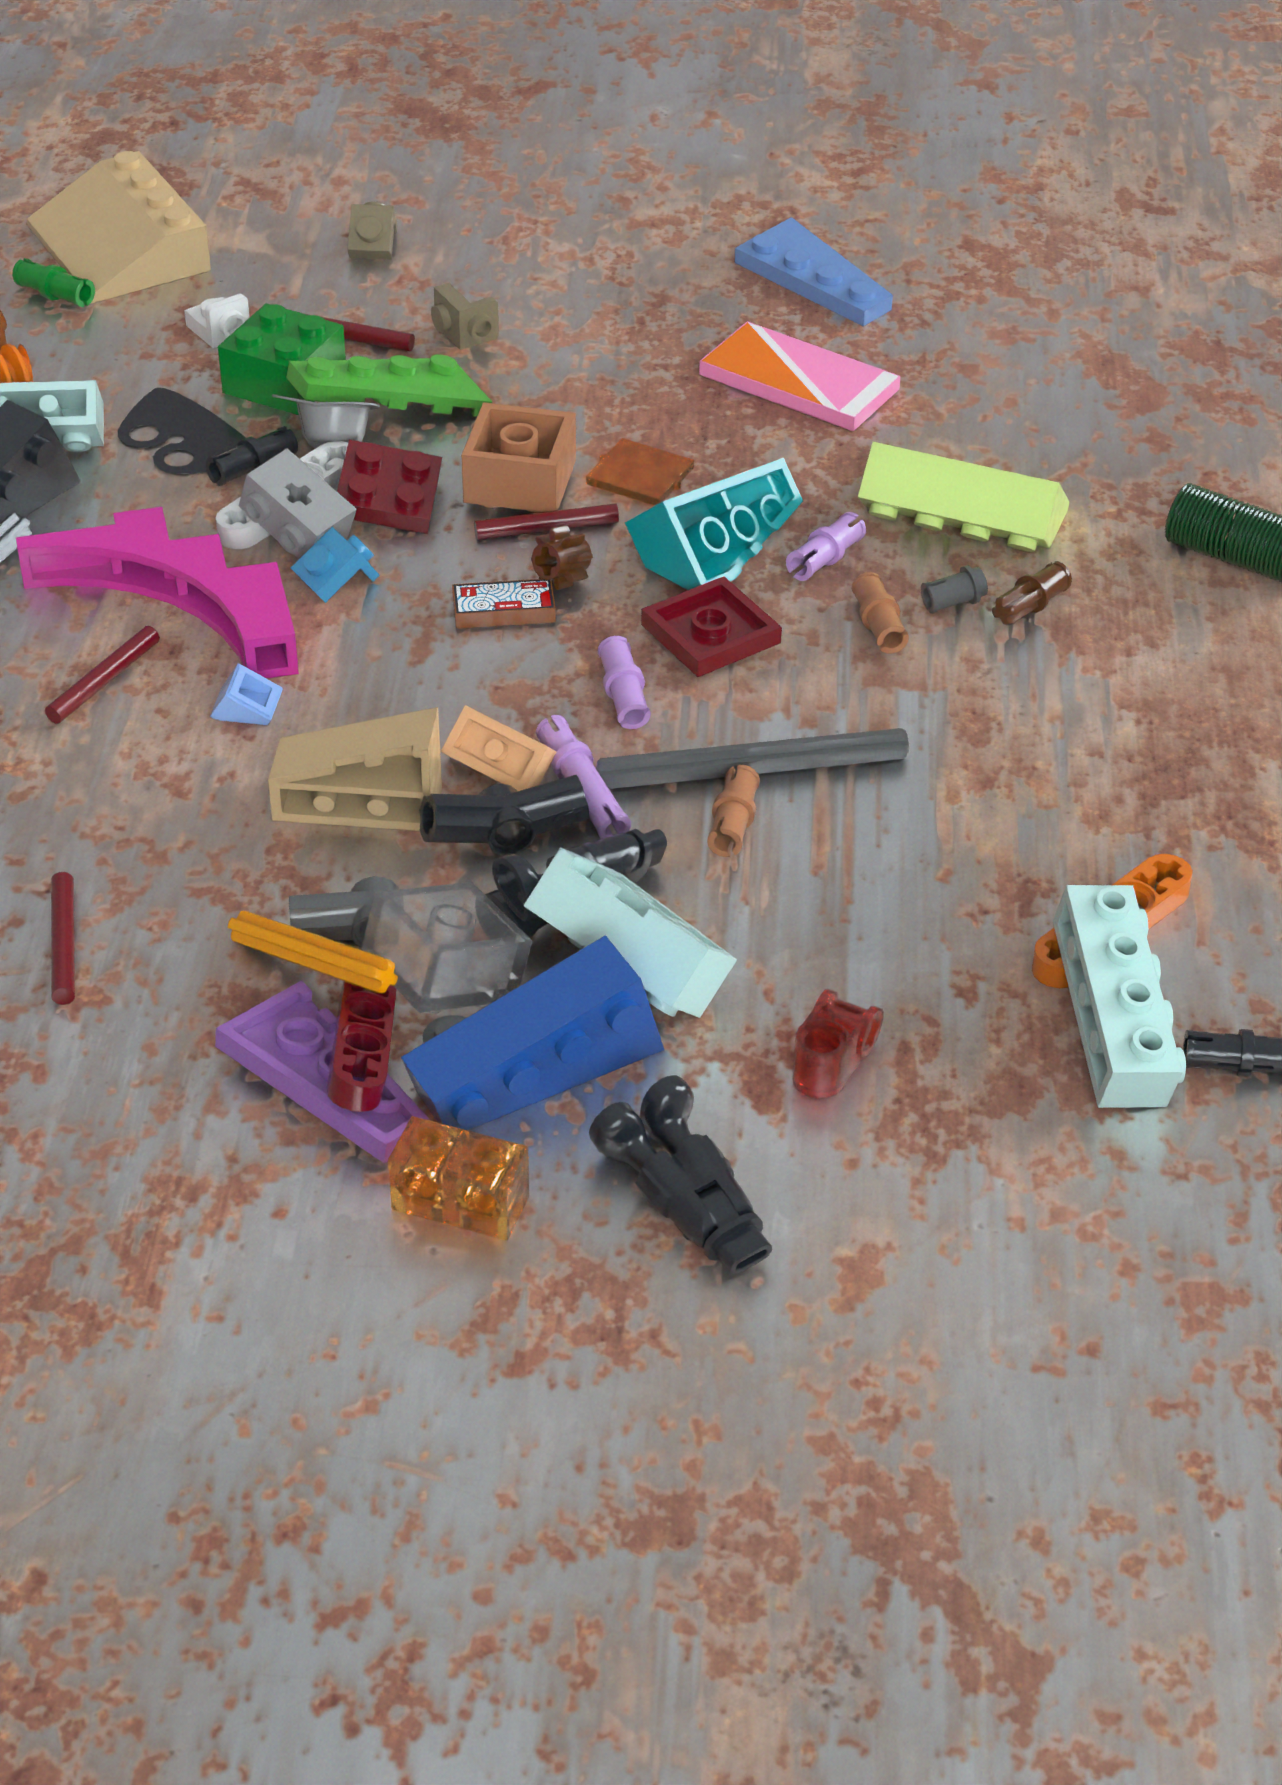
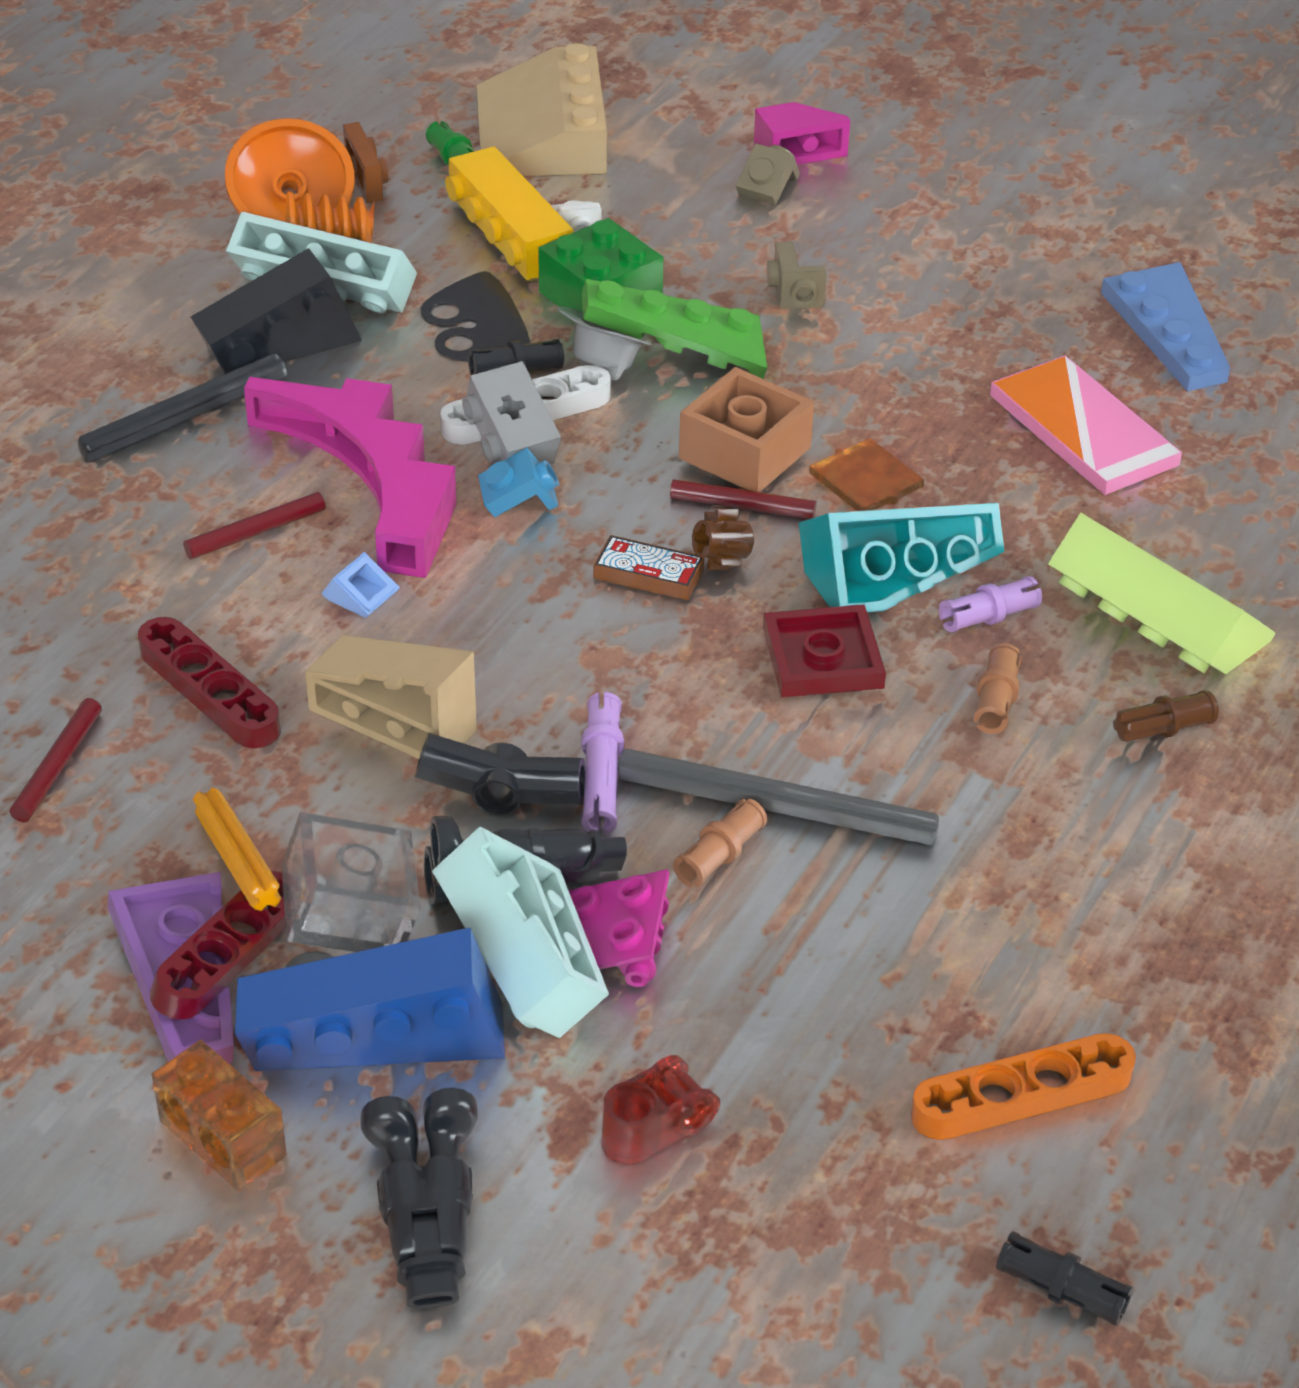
camera: 25 degrees right, 0 degrees up
(151, 322) = (504, 207): none -> yellow brick
(220, 842) = (217, 676): none -> dark red beam
(339, 914) = (274, 815): dark grey piece -> none
(376, 335) = (692, 266): dark red bar -> none
(379, 180) = (803, 130): none -> dark pink slope
(390, 485) = (615, 423): dark red plate -> none
(497, 750) = (539, 710): light nougat plate -> none
(624, 682) = (703, 680): lavender pin -> none
(706, 897) = (625, 922): none -> dark pink hinge
(964, 586) = (1090, 688): dark grey pin -> none
(1118, 997) = (956, 1169): light aqua brick -> none

